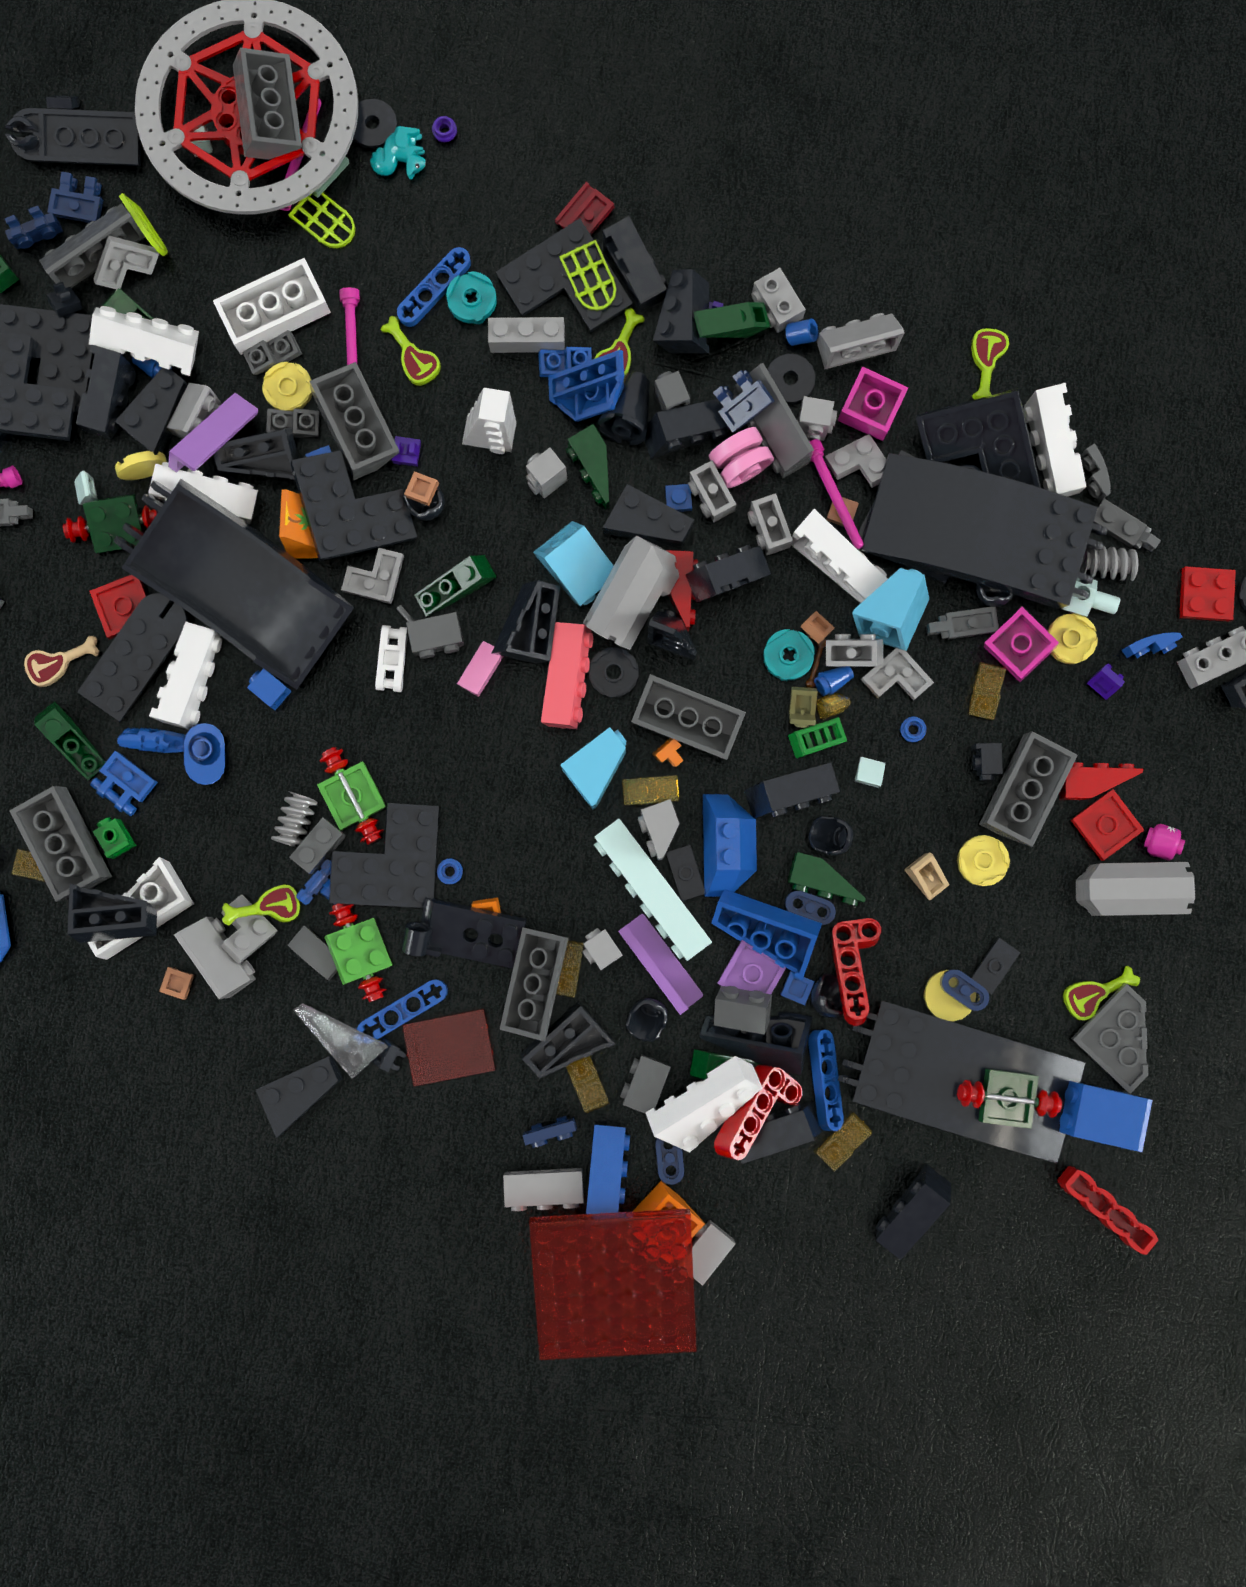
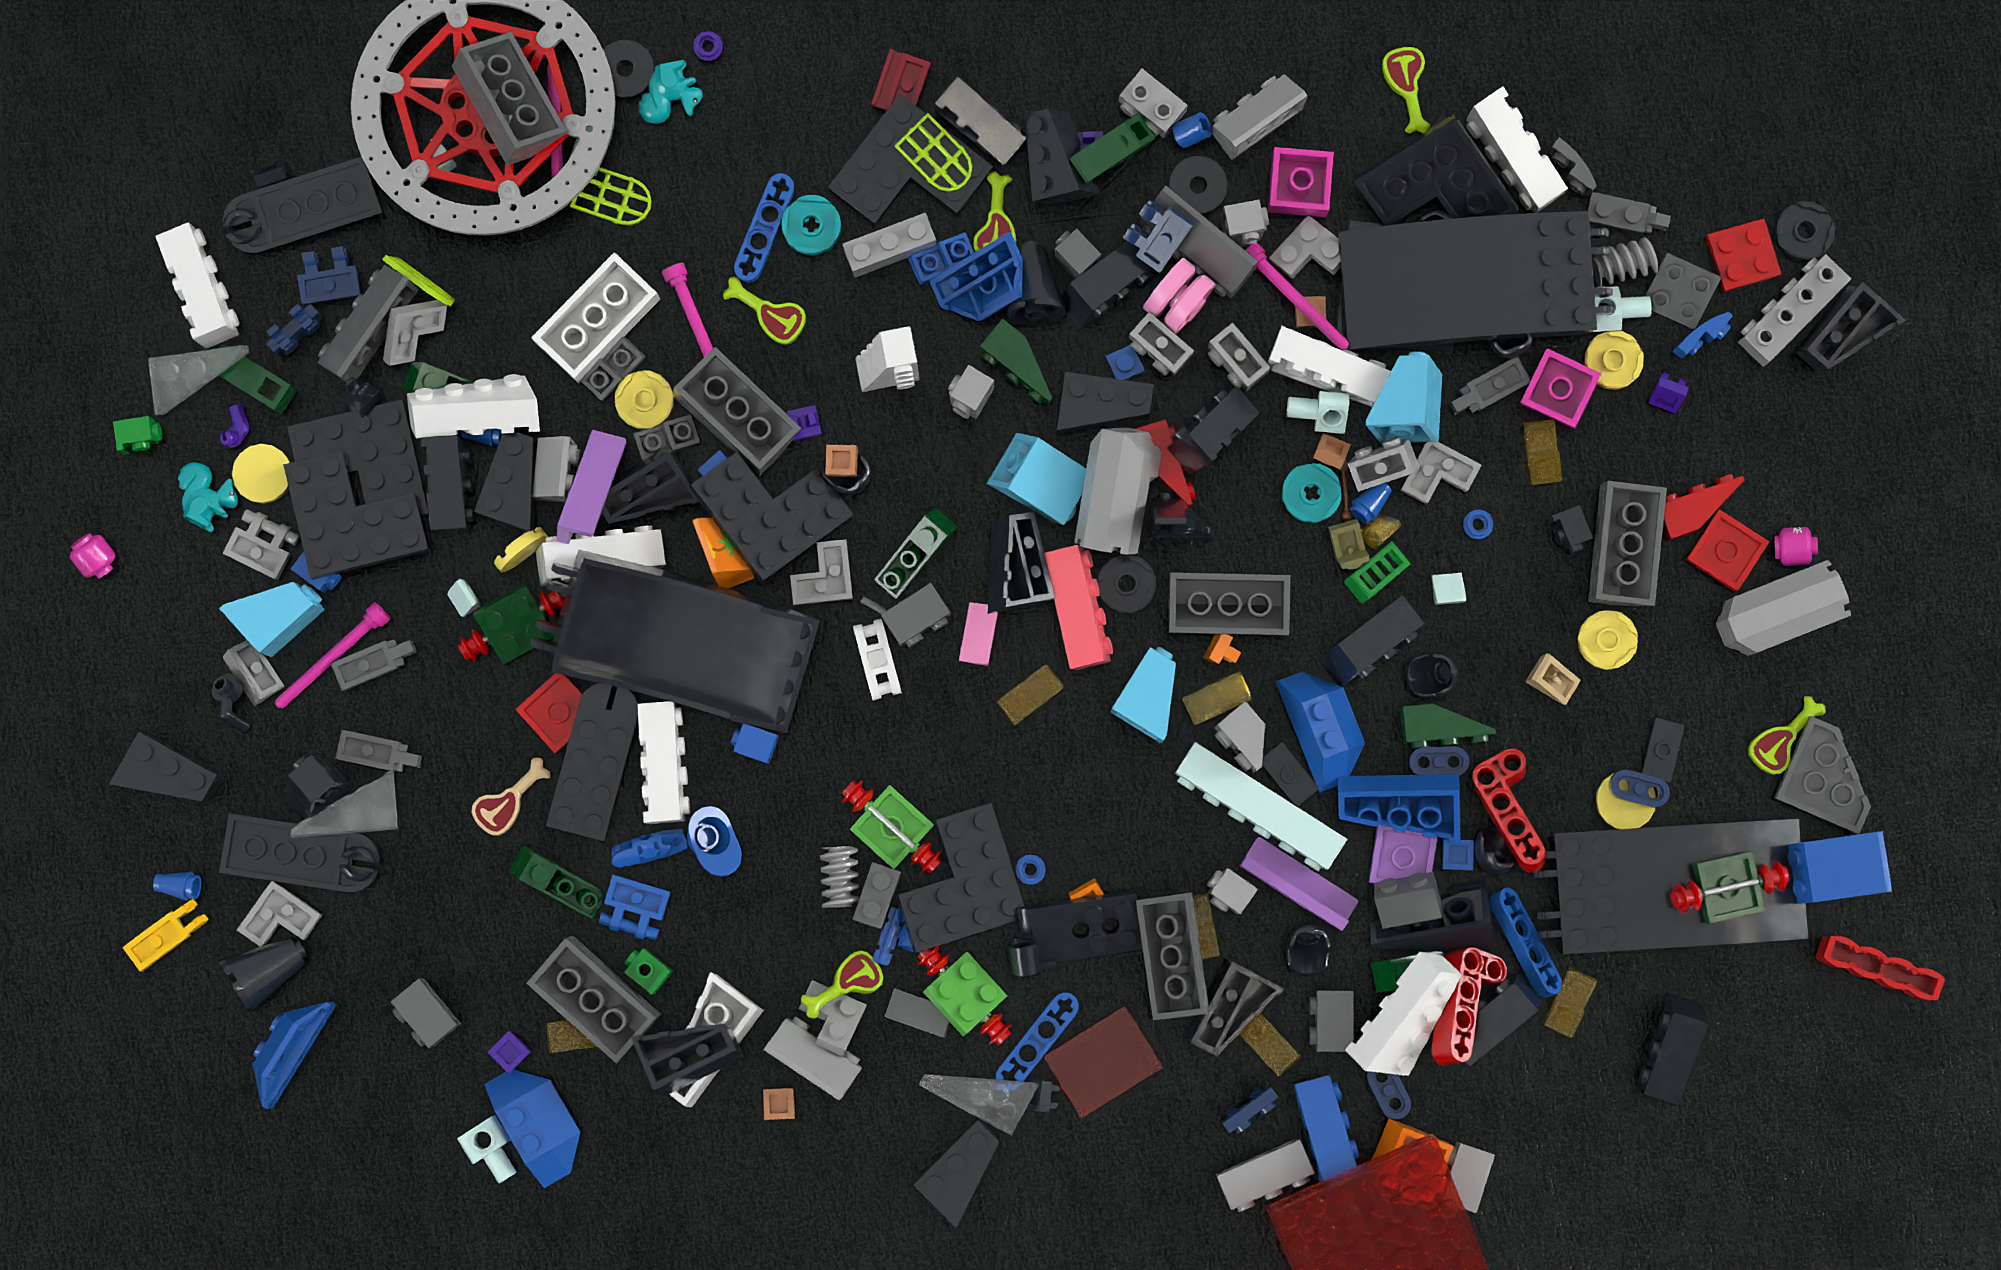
camera: 20 degrees left, 0 degrees up
(503, 732) = (1030, 694): none -> clear yellow slope
(818, 589) = (1319, 409): none -> light aqua piece
(1147, 603) = (1681, 290): none -> dark grey hinge

